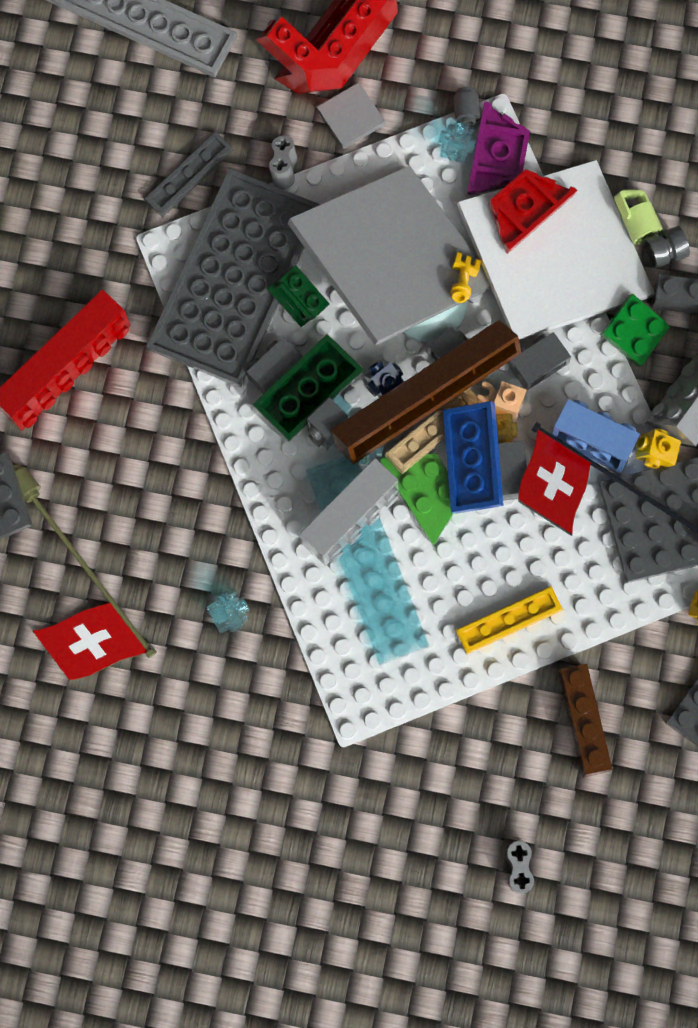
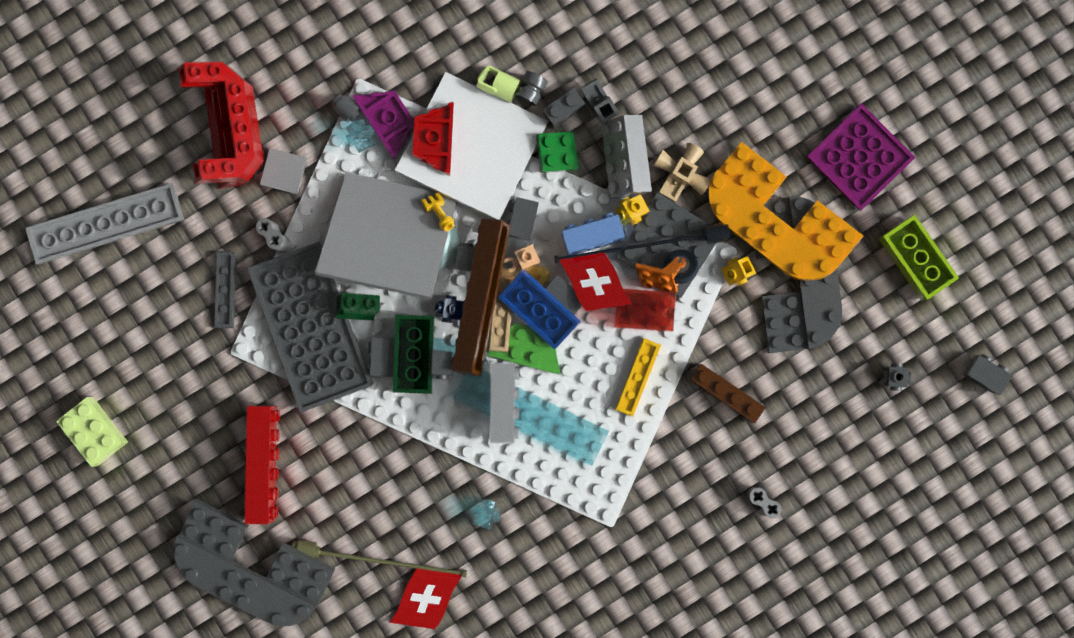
camera: 50 degrees left, 10 degrees up
(578, 560) = (649, 311): none -> clear red brick
(650, 544) = (678, 268): none -> plate

